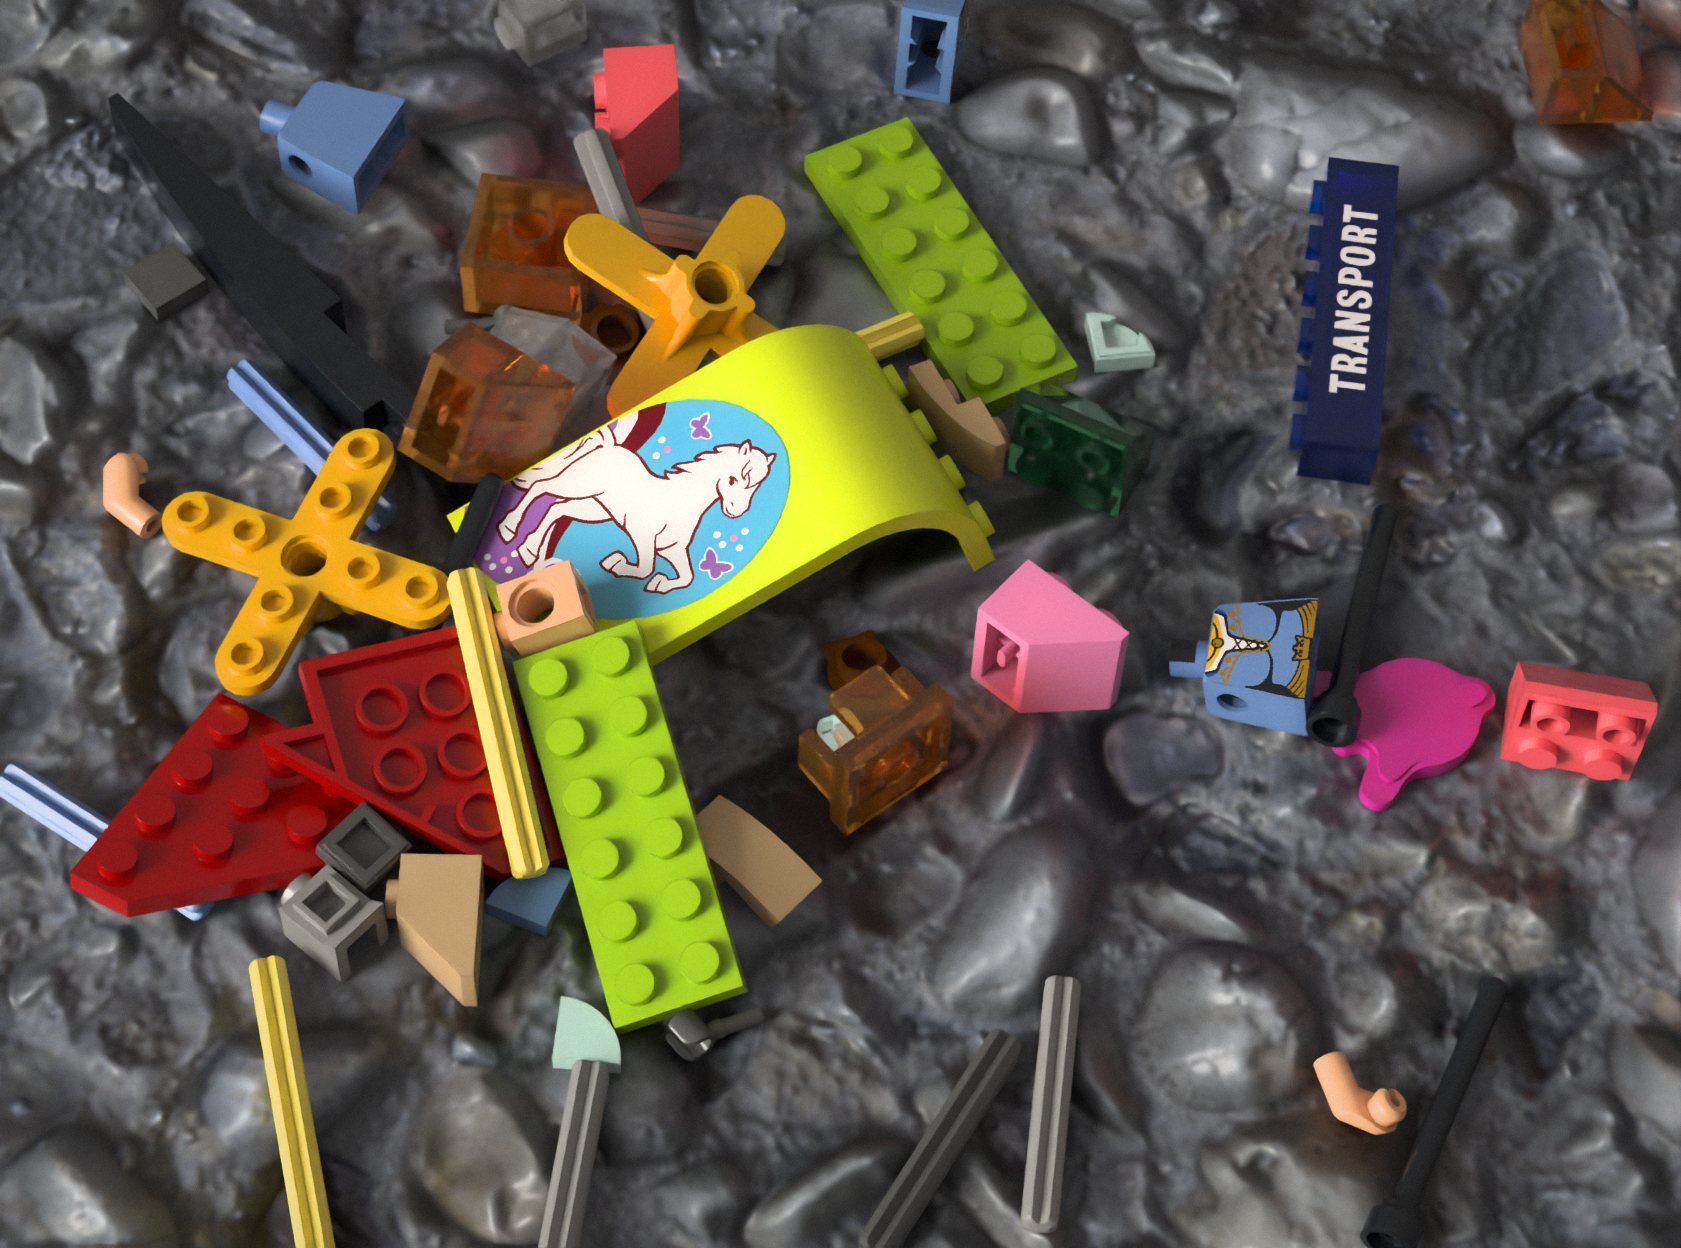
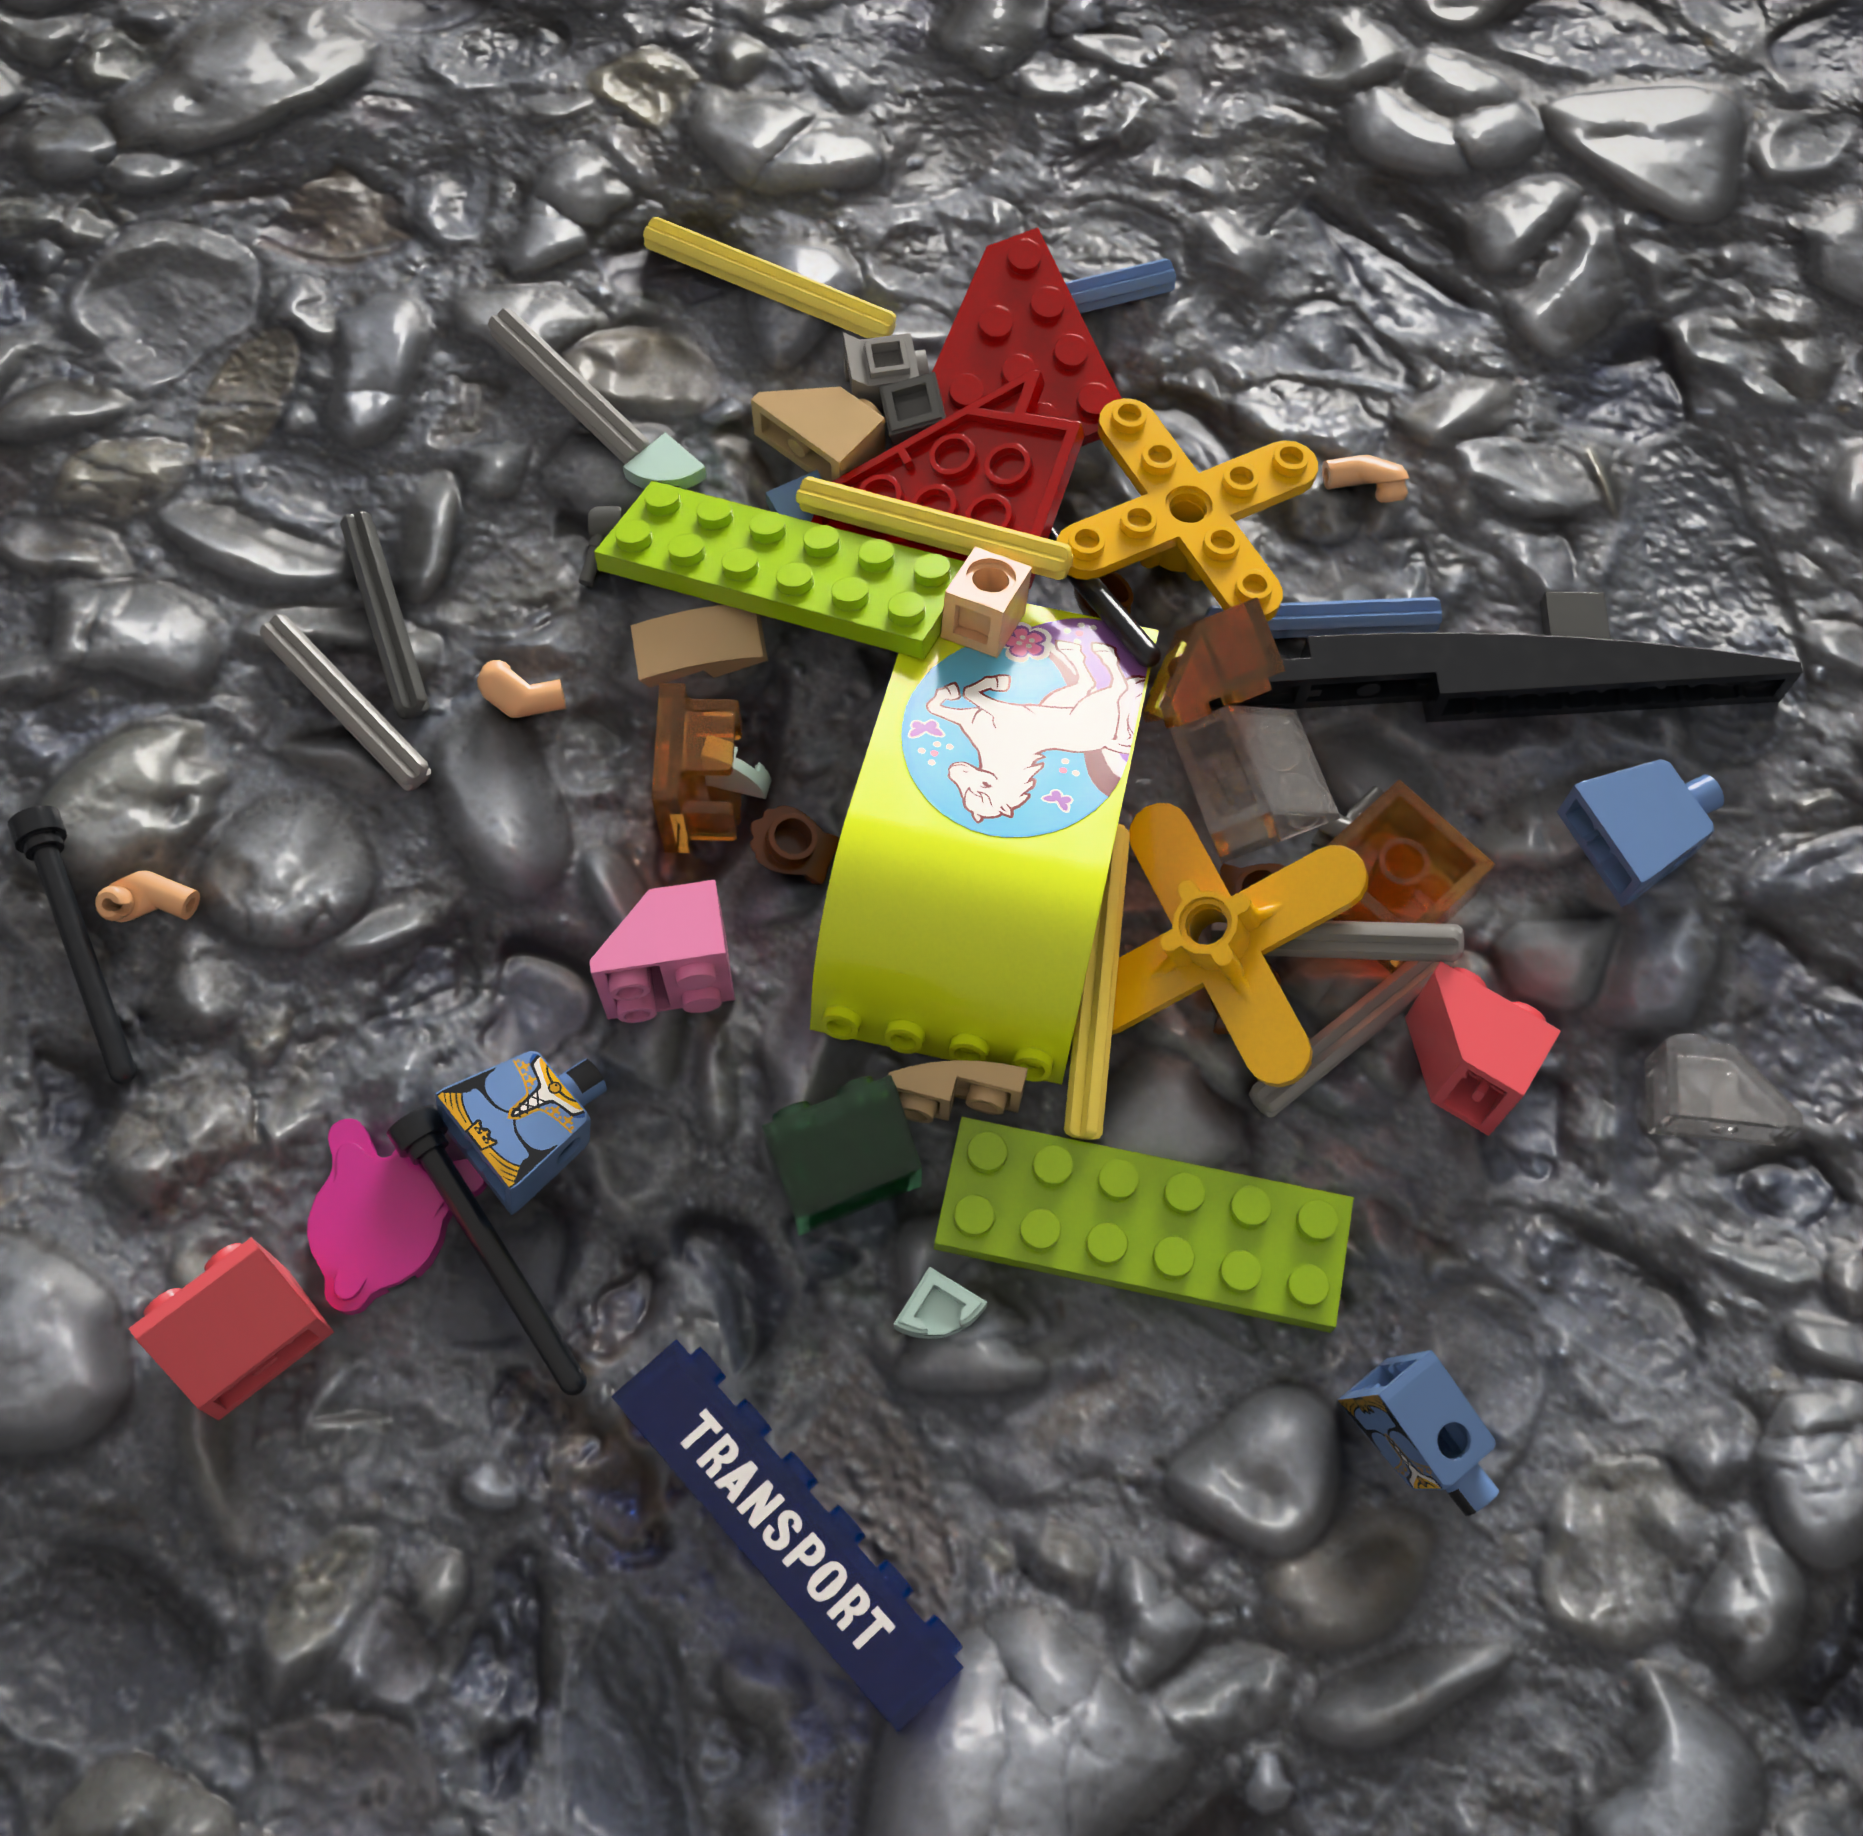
camera: 130 degrees right, 10 degrees up
(921, 970) = (514, 695): none -> light nougat arm

